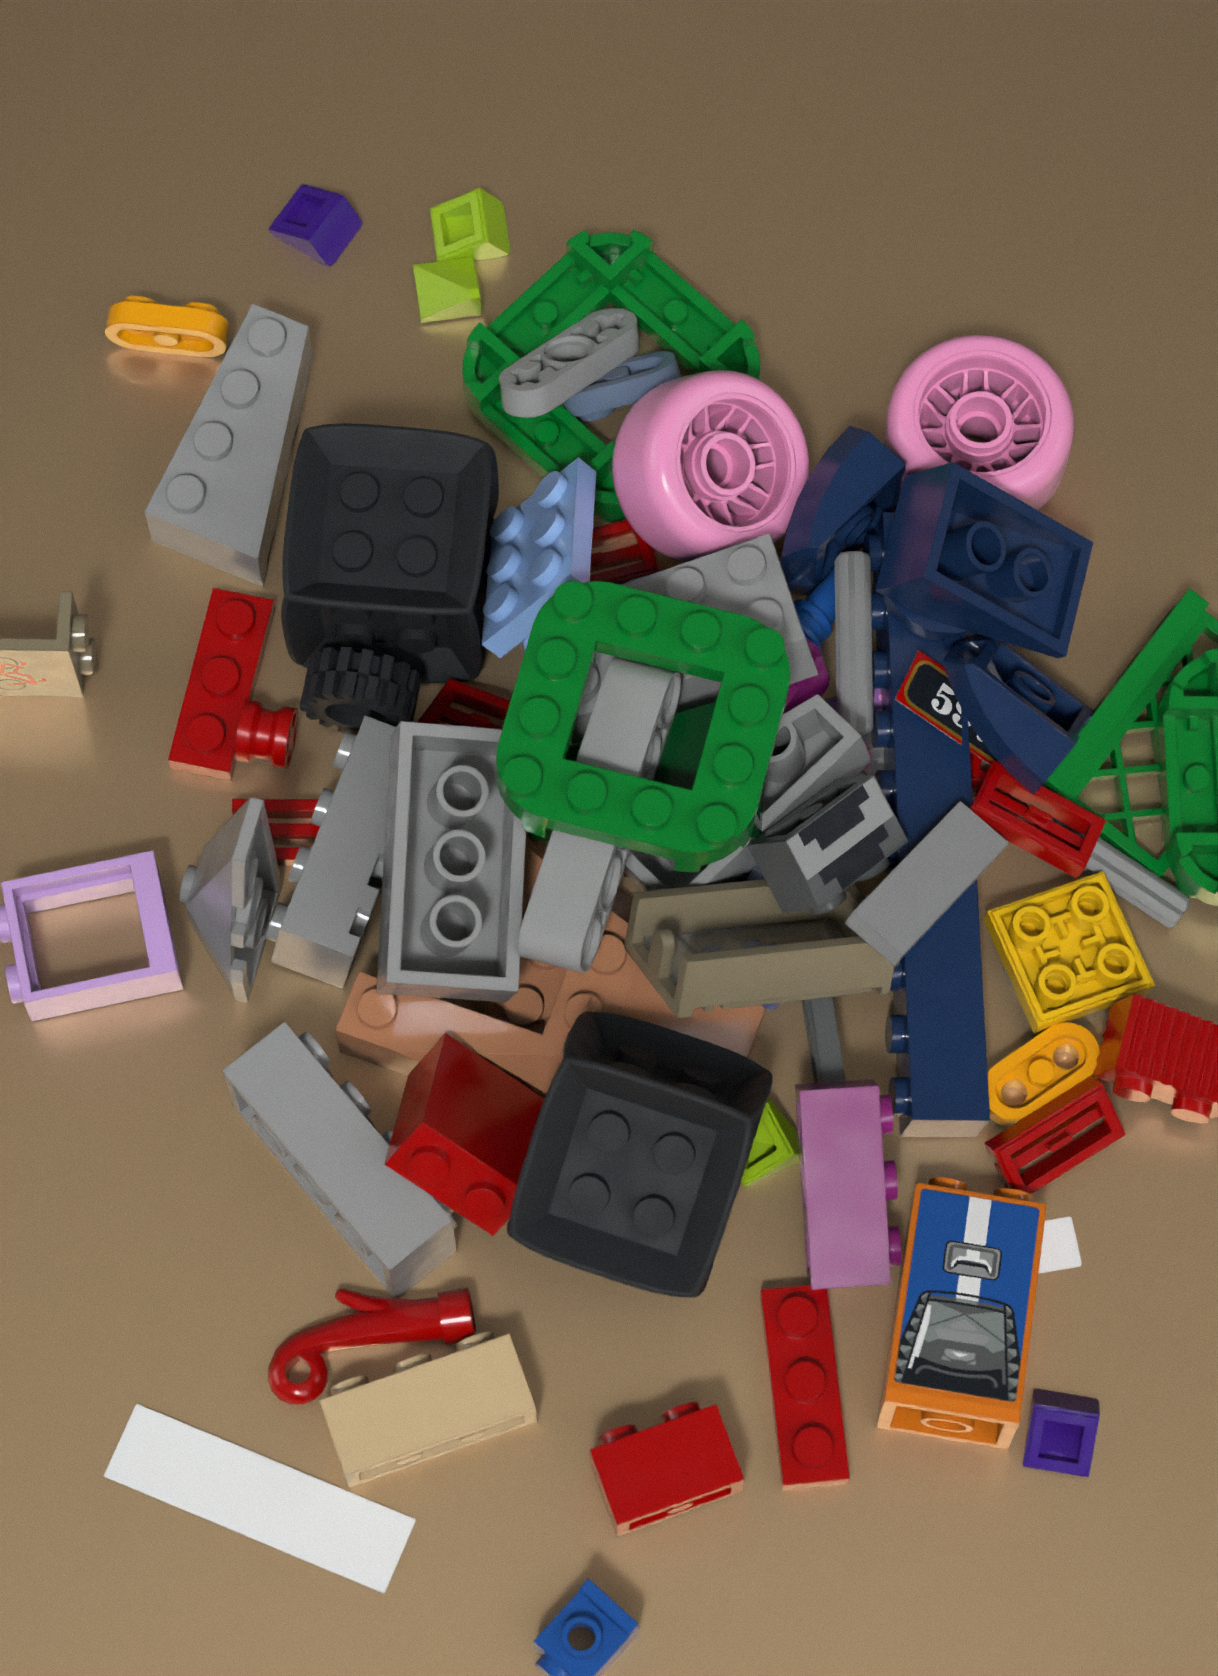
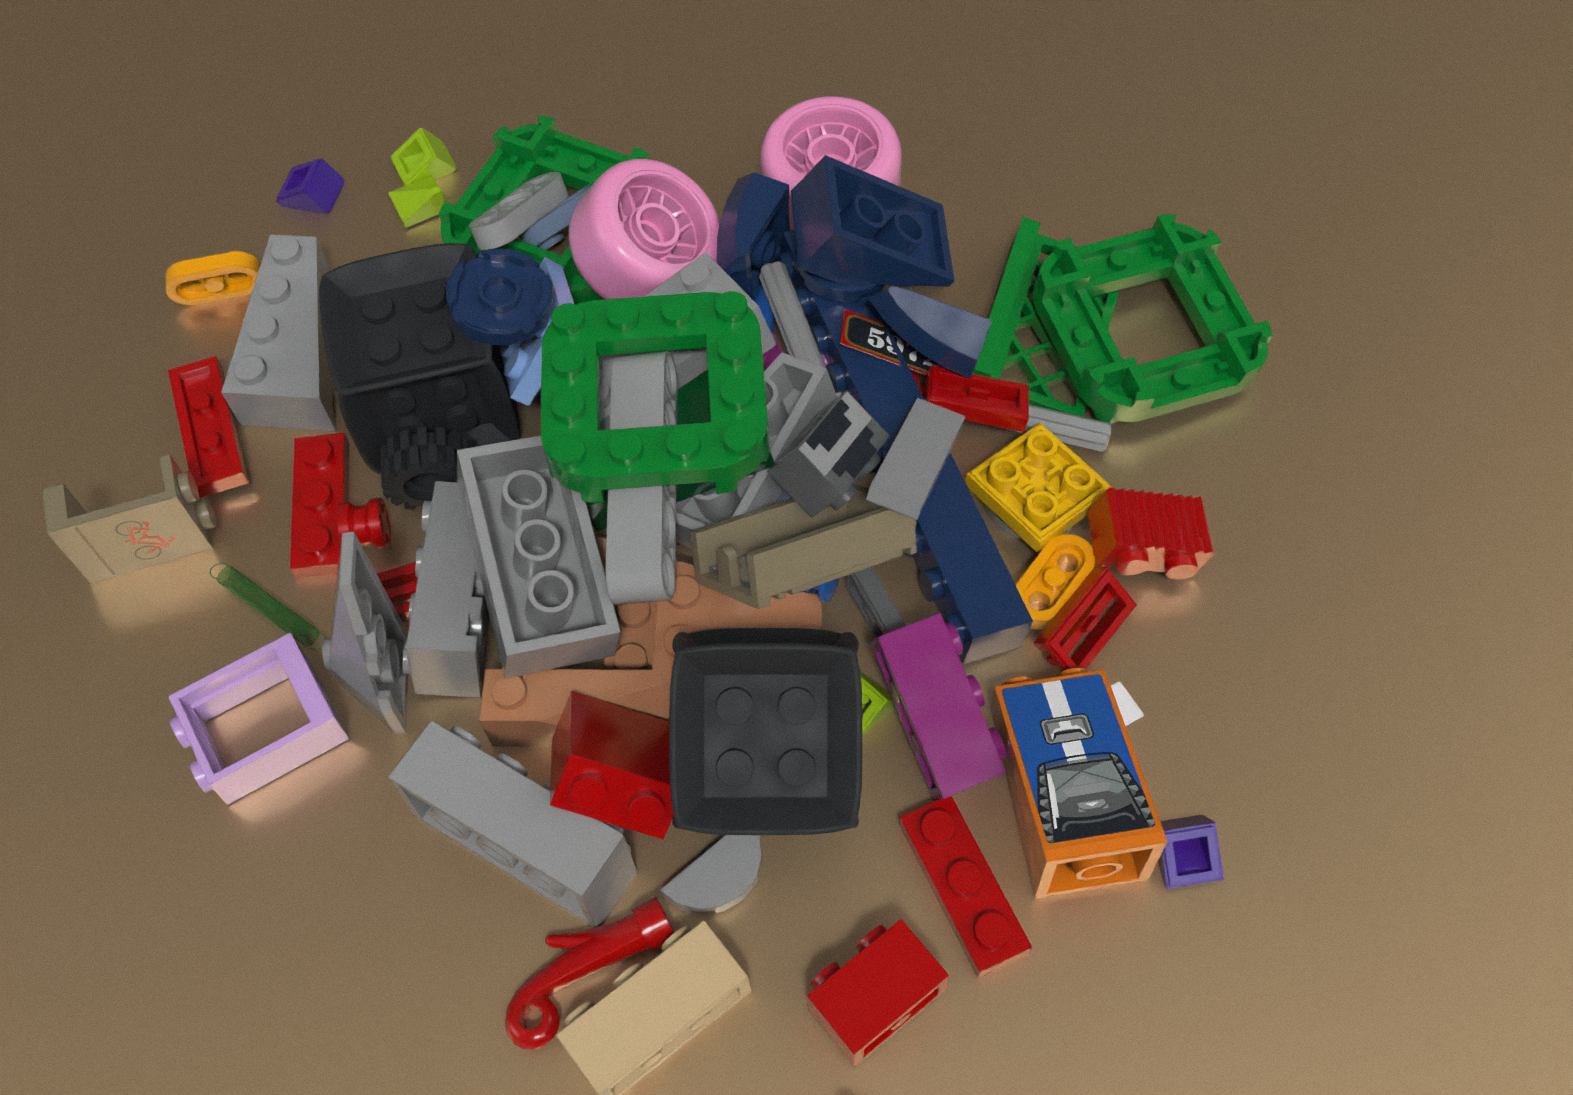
camera: 15 degrees left, 10 degrees down
(114, 535) = (207, 427): none -> red plate
(136, 785) = (268, 602): none -> green piece
(504, 534) = (499, 297): none -> dark blue tile
(537, 1290) = (718, 876): none -> light grey tile

